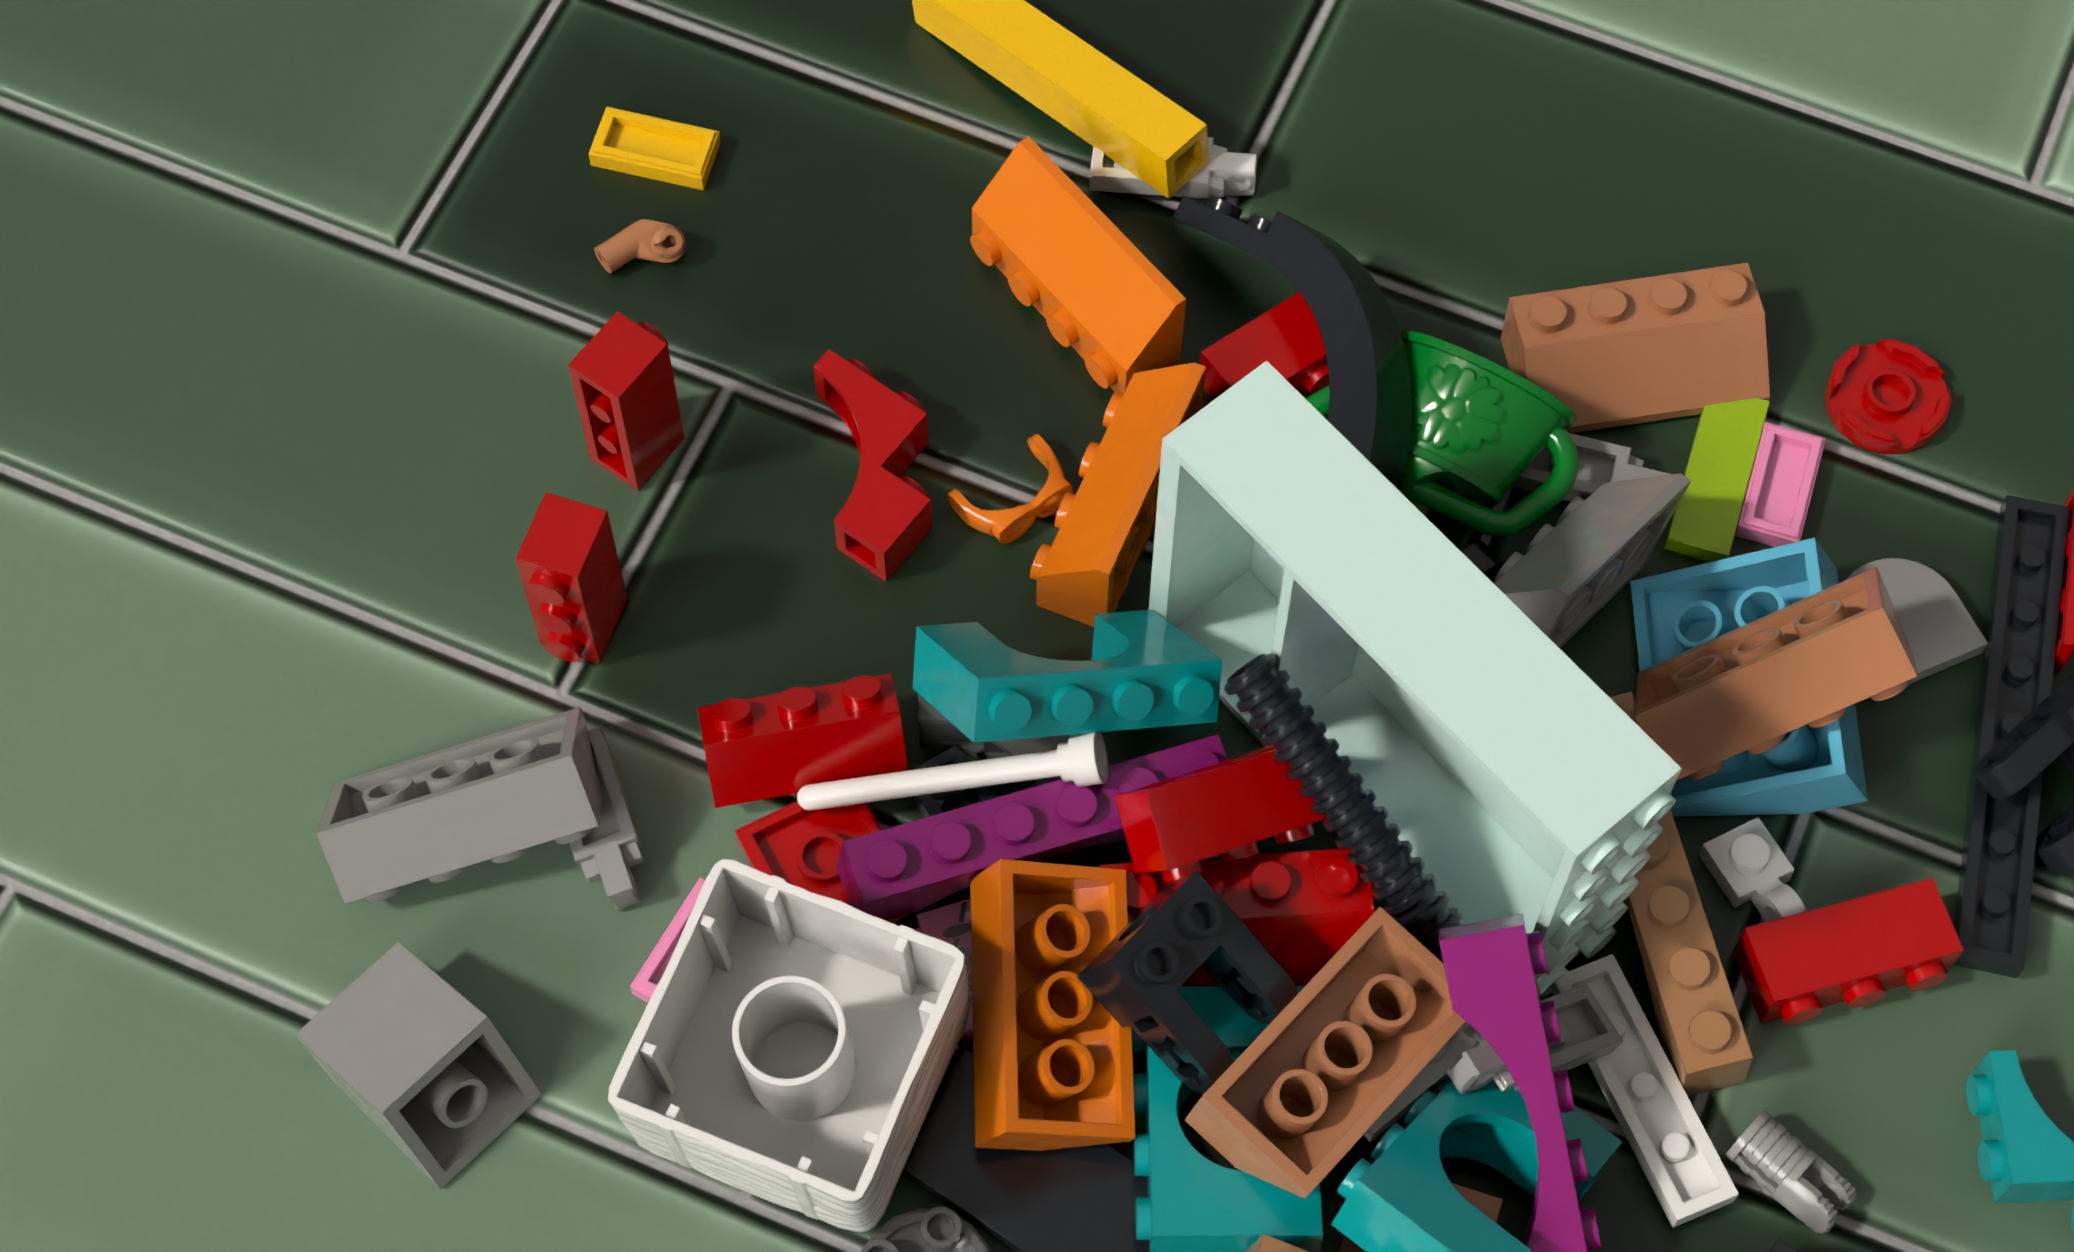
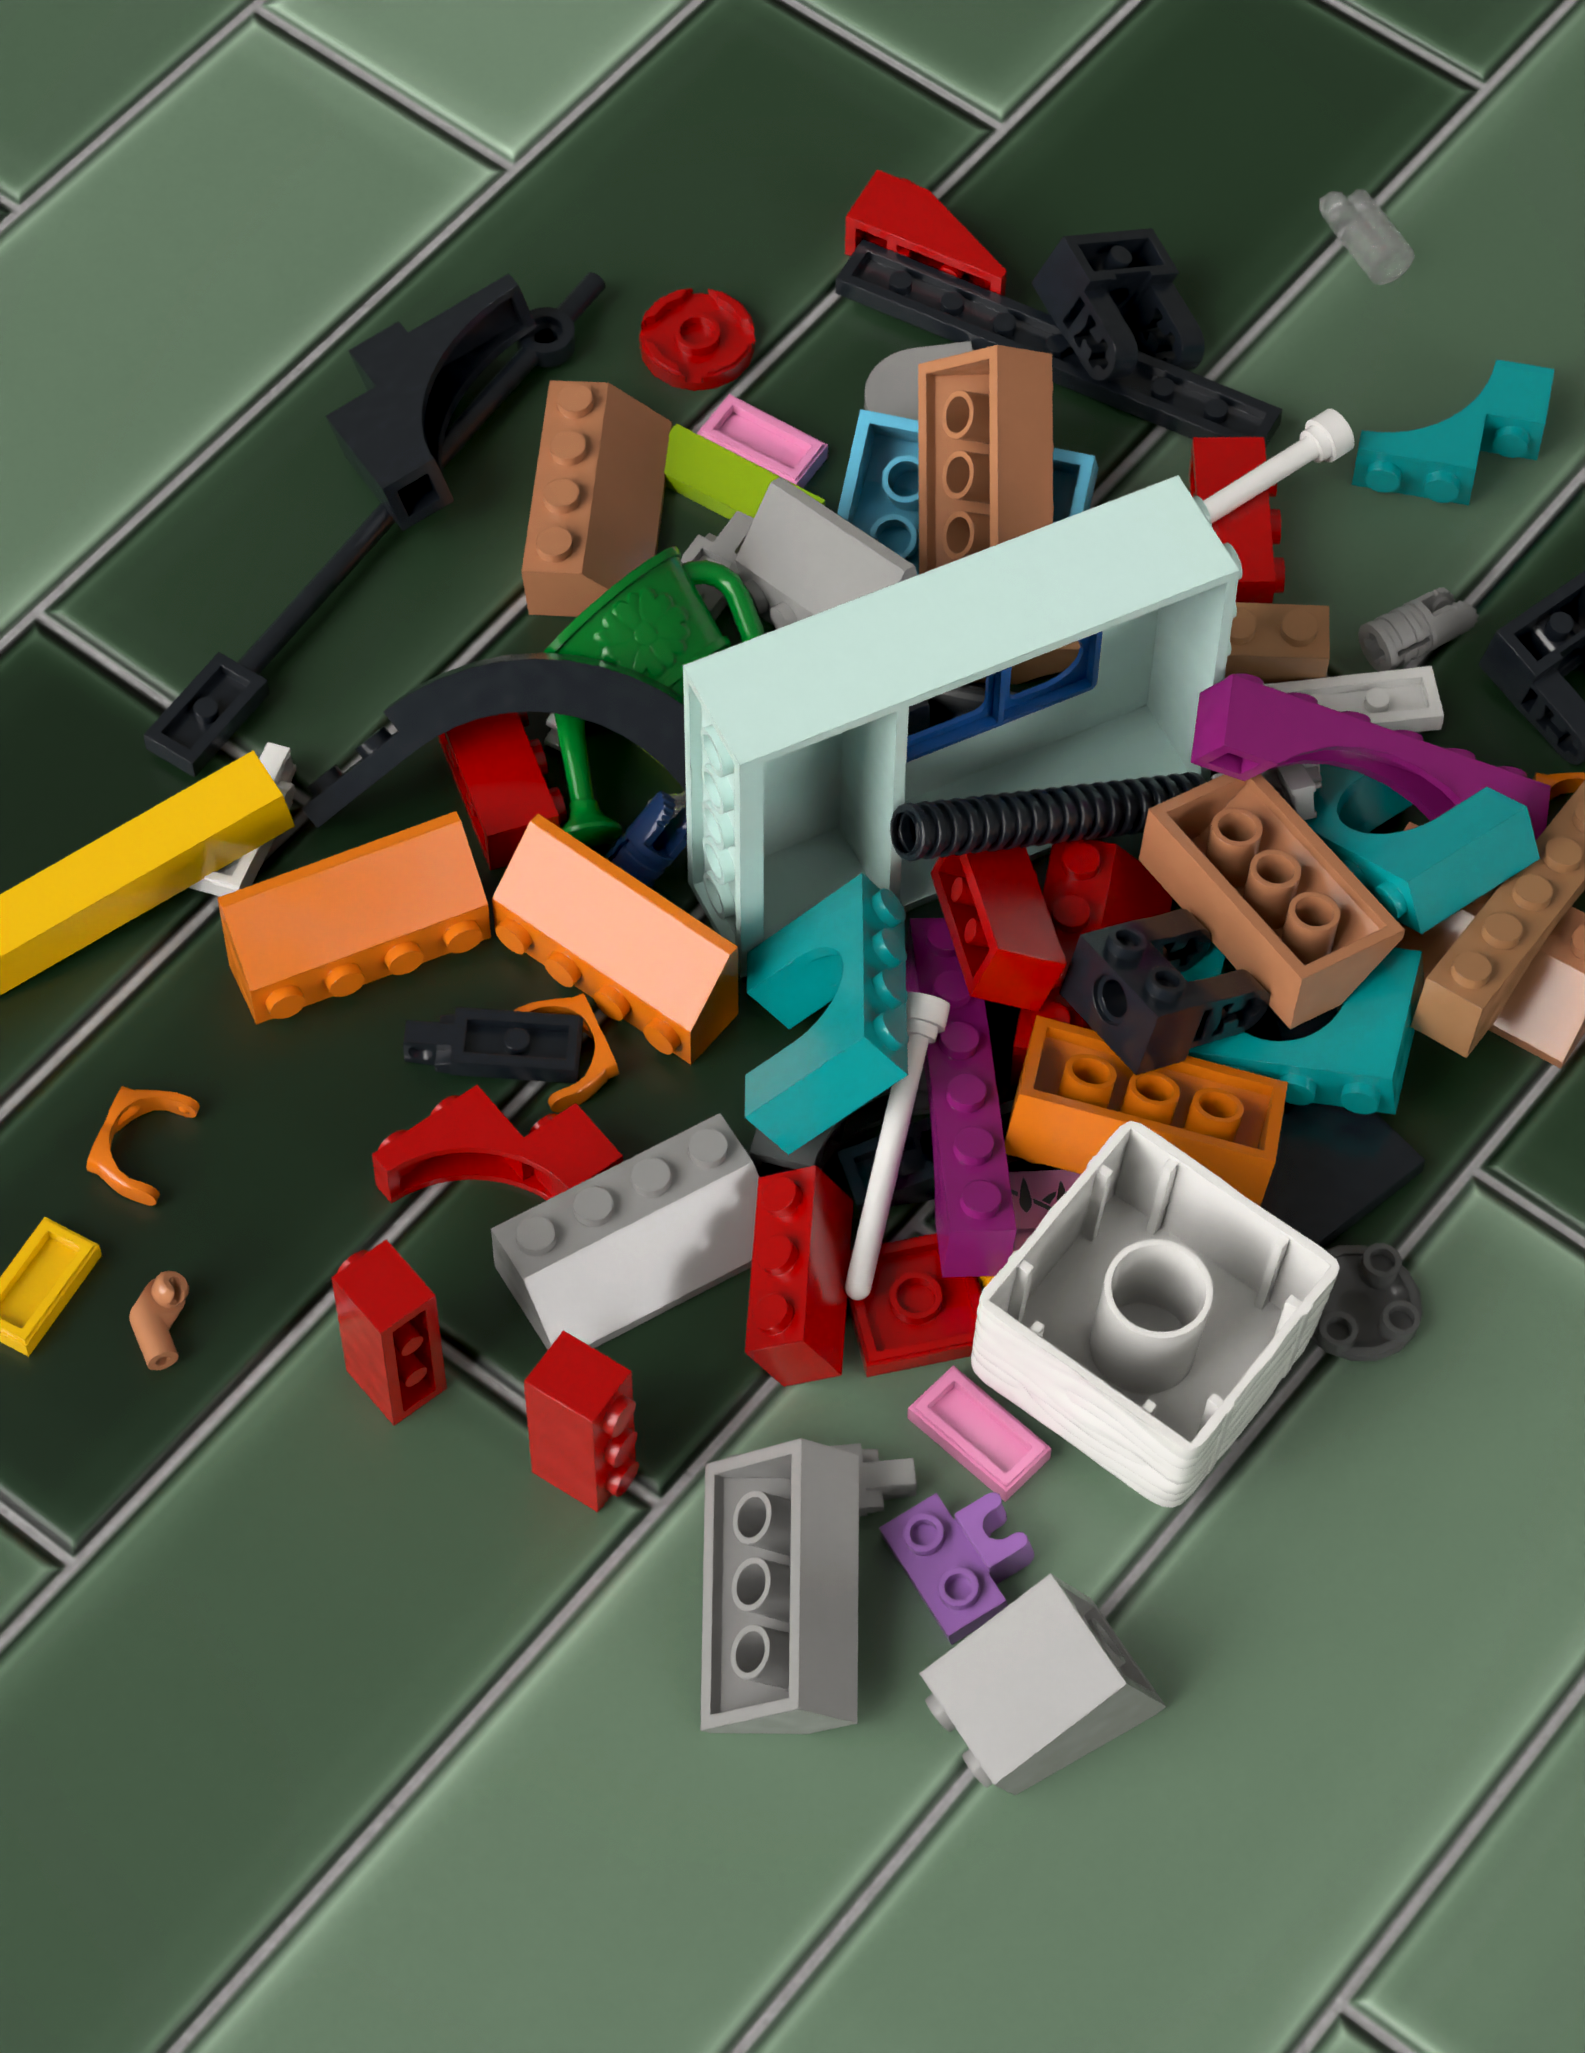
camera: 75 degrees left, 5 degrees down
(546, 958) = (956, 1560): none -> medium lavender plate
(799, 155) = (125, 1108): none -> orange cap
(807, 586) = (633, 1237): none -> light grey slope
(996, 434) = (498, 1044): none -> black hinge
(1312, 111) = (231, 690): none -> black bar
(1706, 157) = (413, 387): none -> black arch
(1974, 1005) = (1324, 439): none -> white piece

